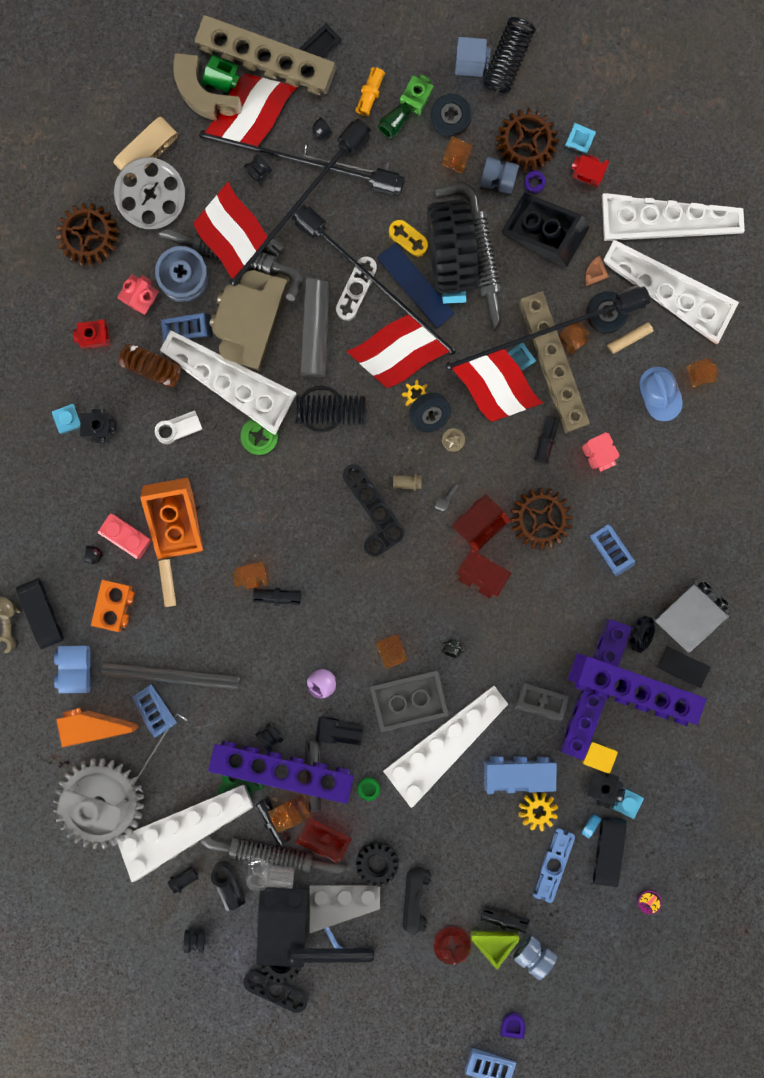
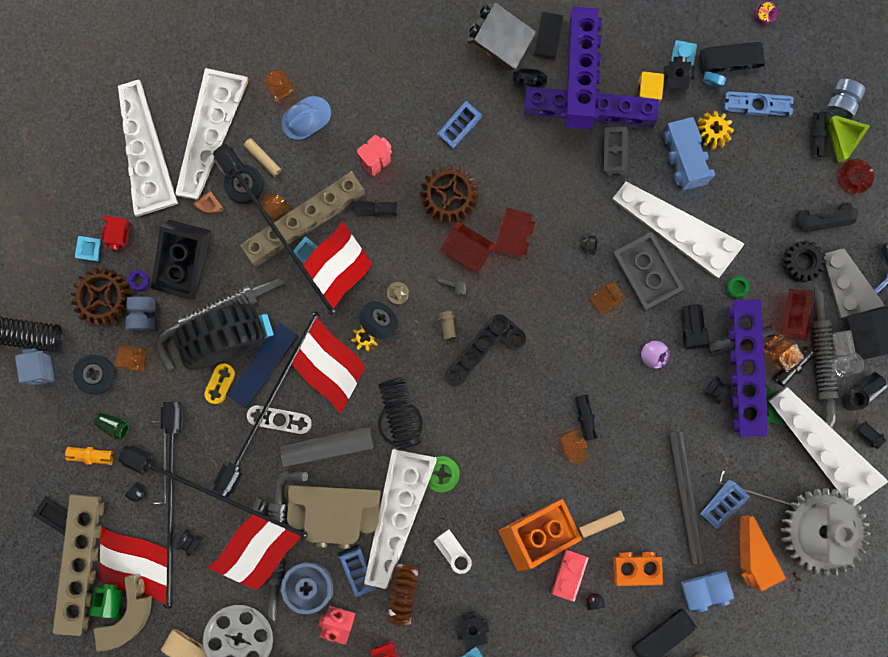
camera: 105 degrees left, 5 degrees down
(417, 102) = (88, 413): bright green brick -> none

